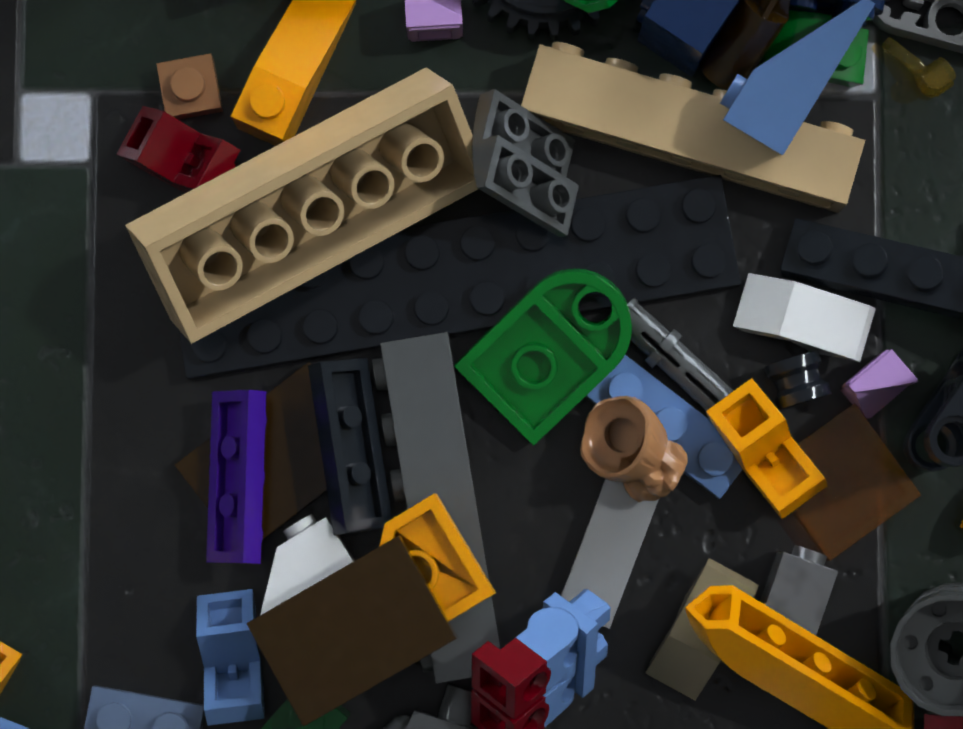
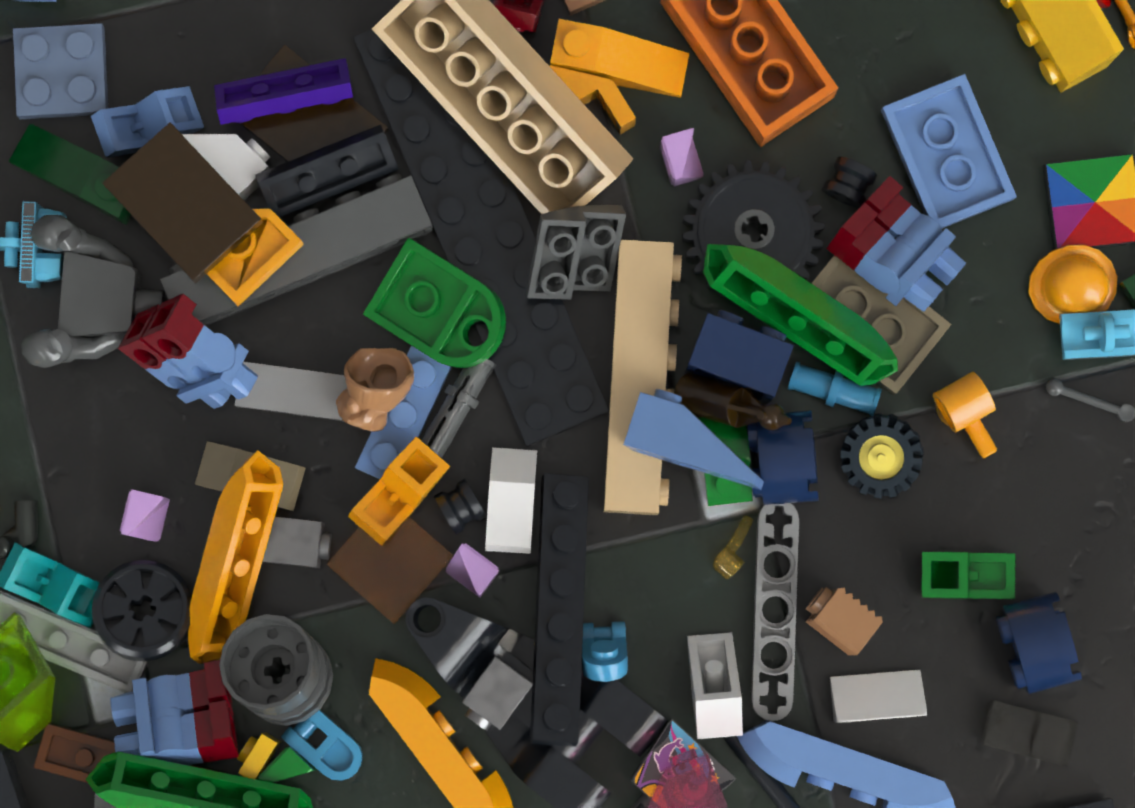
camera: 75 degrees right, 0 degrees up
(336, 84) = (589, 87): none -> light orange slope

